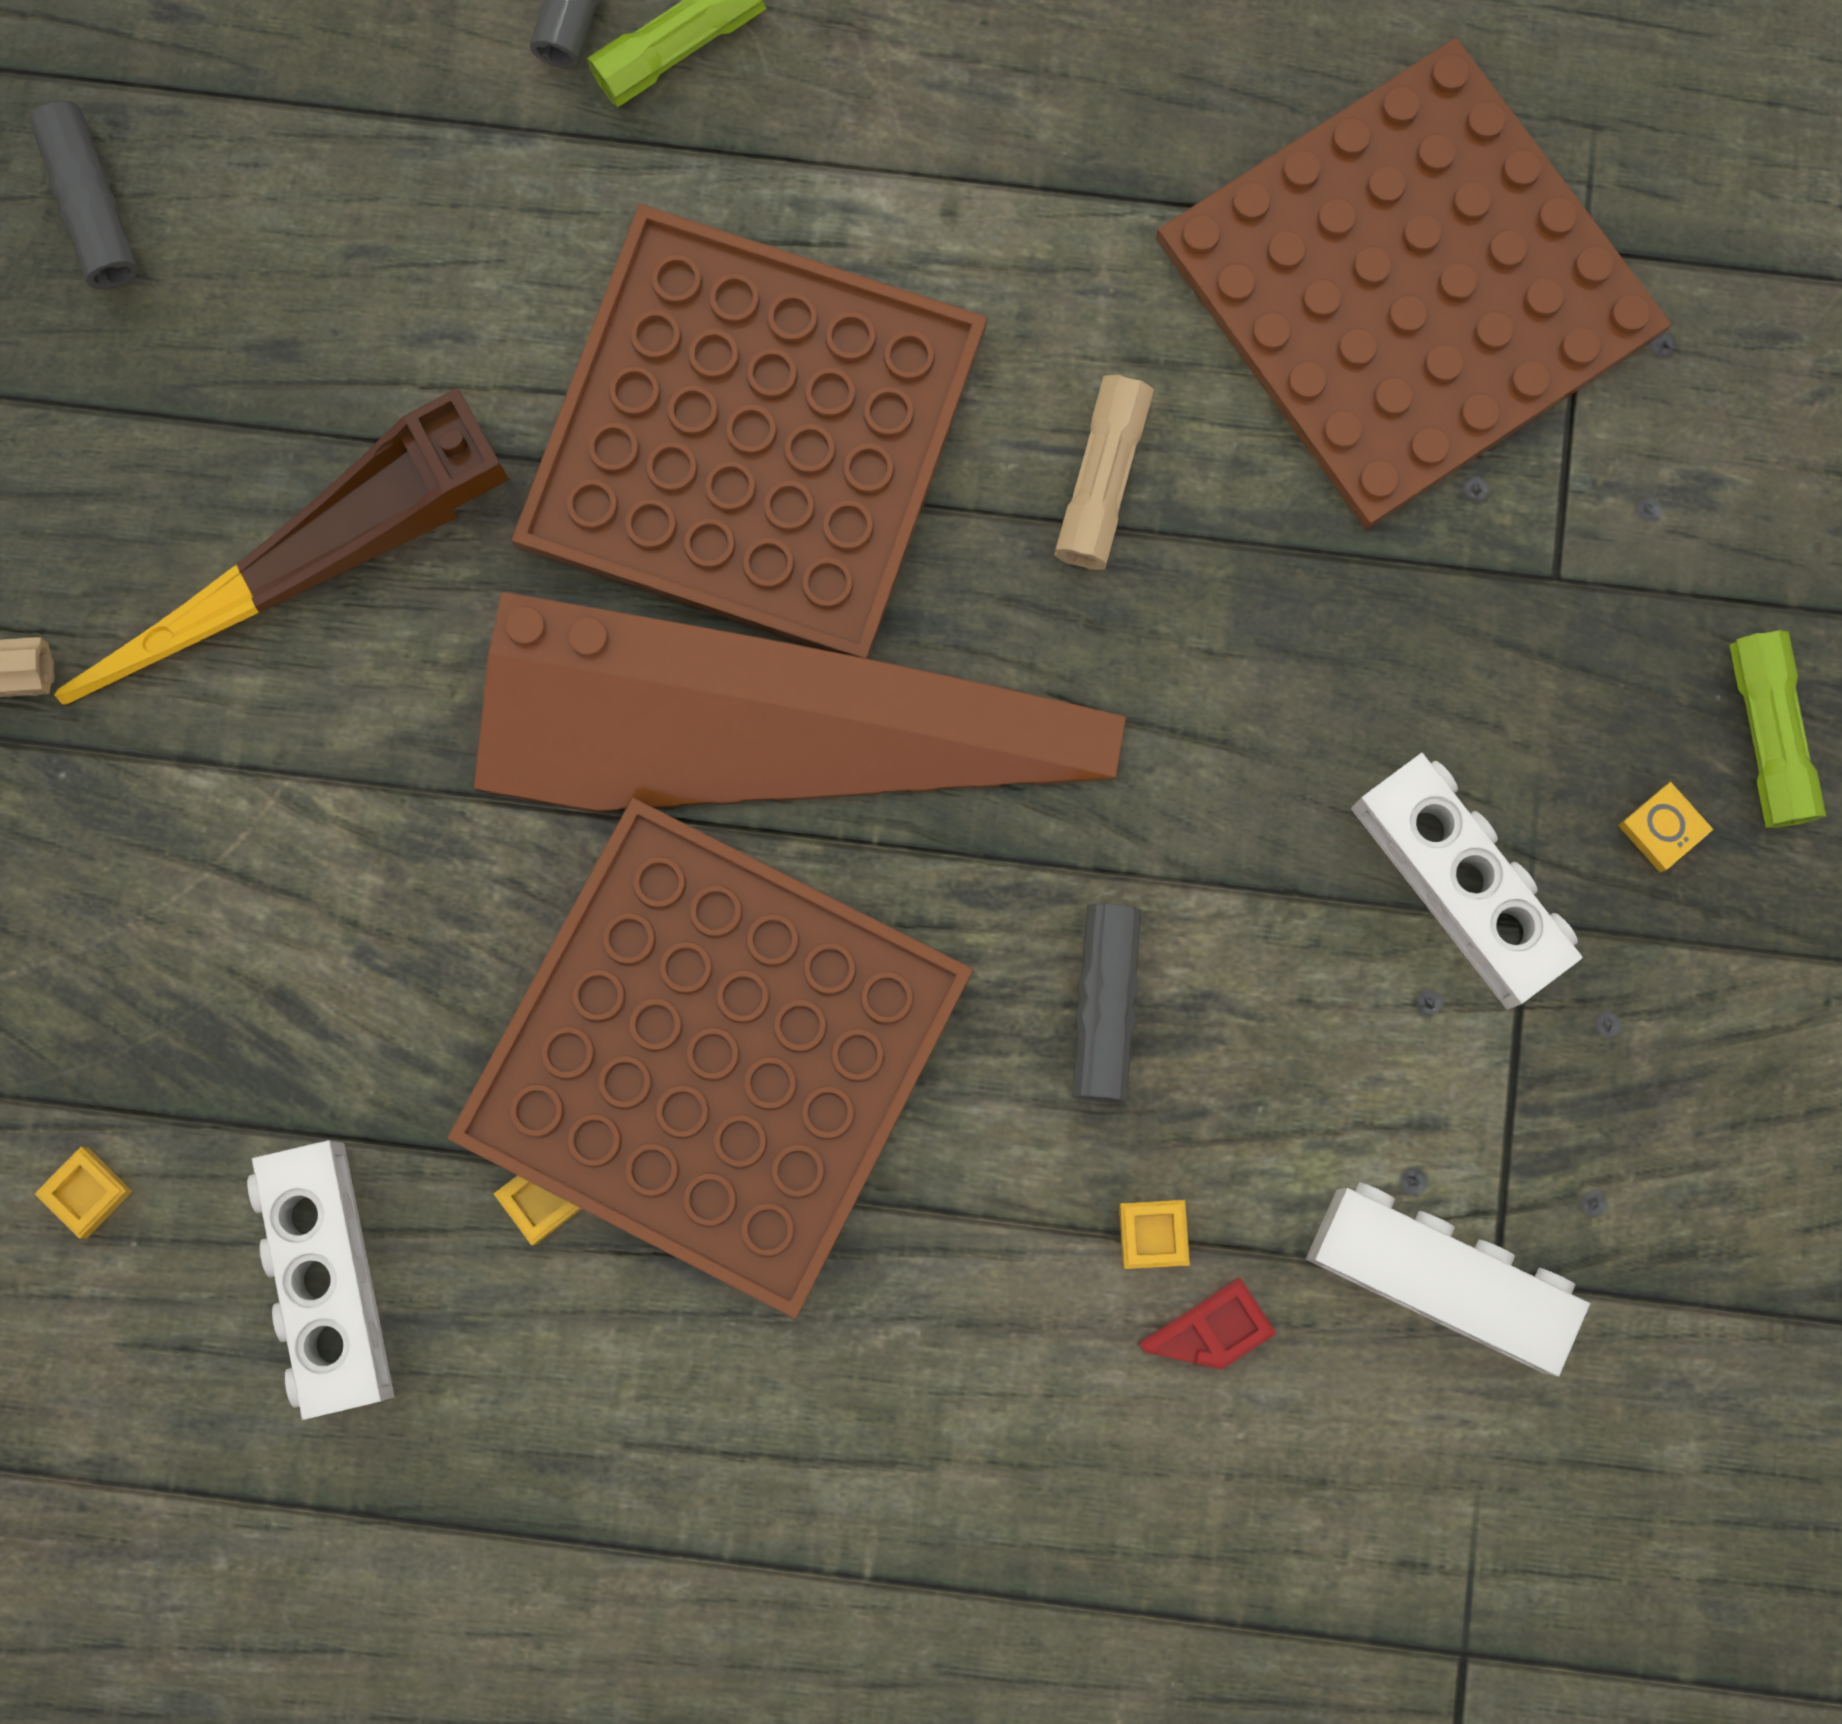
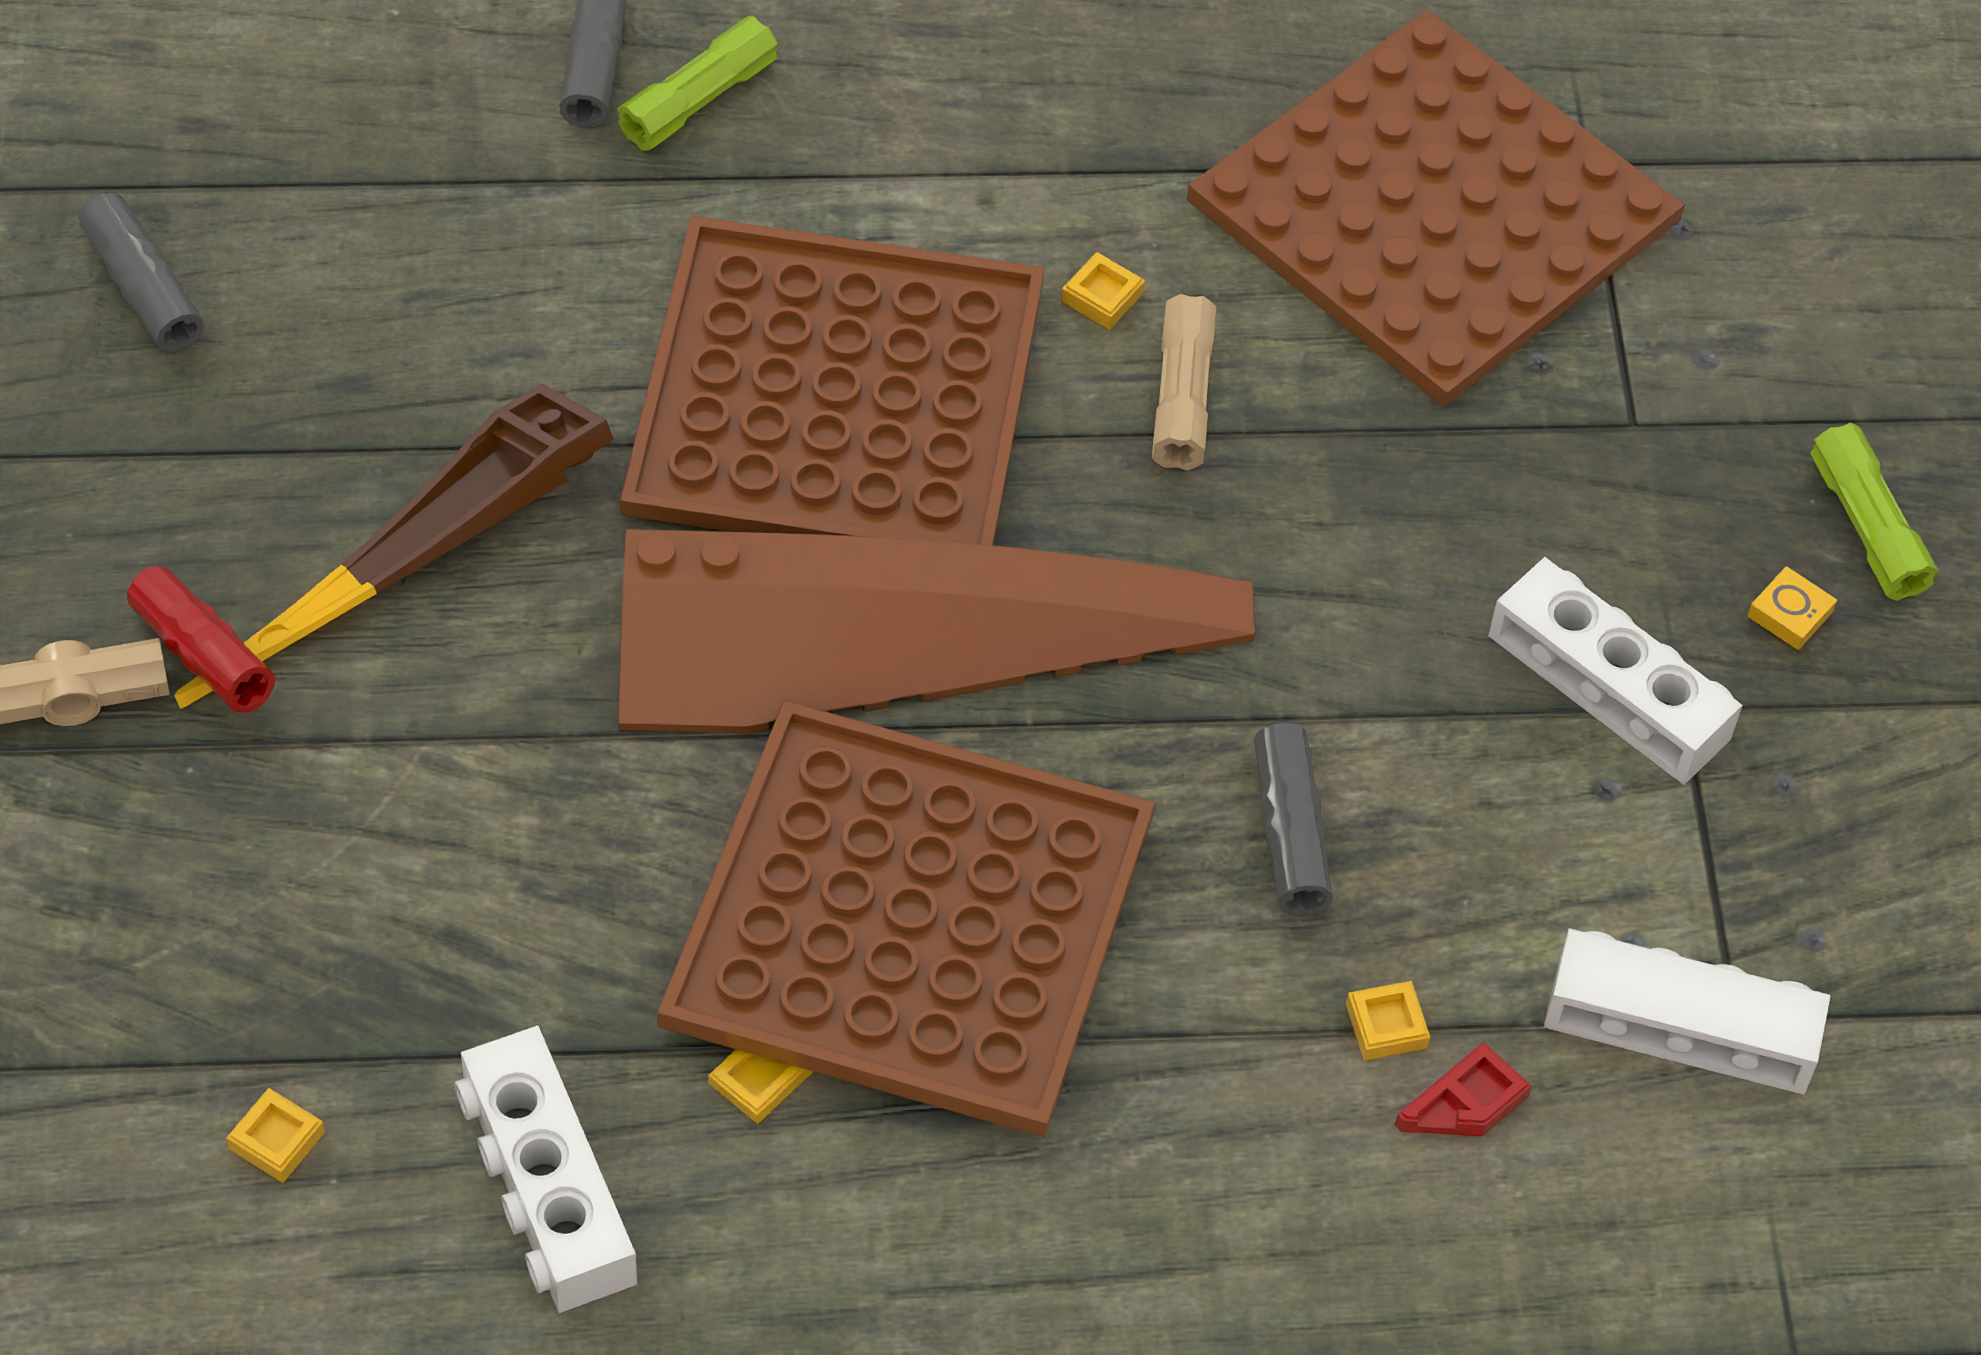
camera: 15 degrees left, 25 degrees down
(77, 647) = (200, 639): none -> red axle
(1046, 343) = (1103, 290): none -> yellow tile

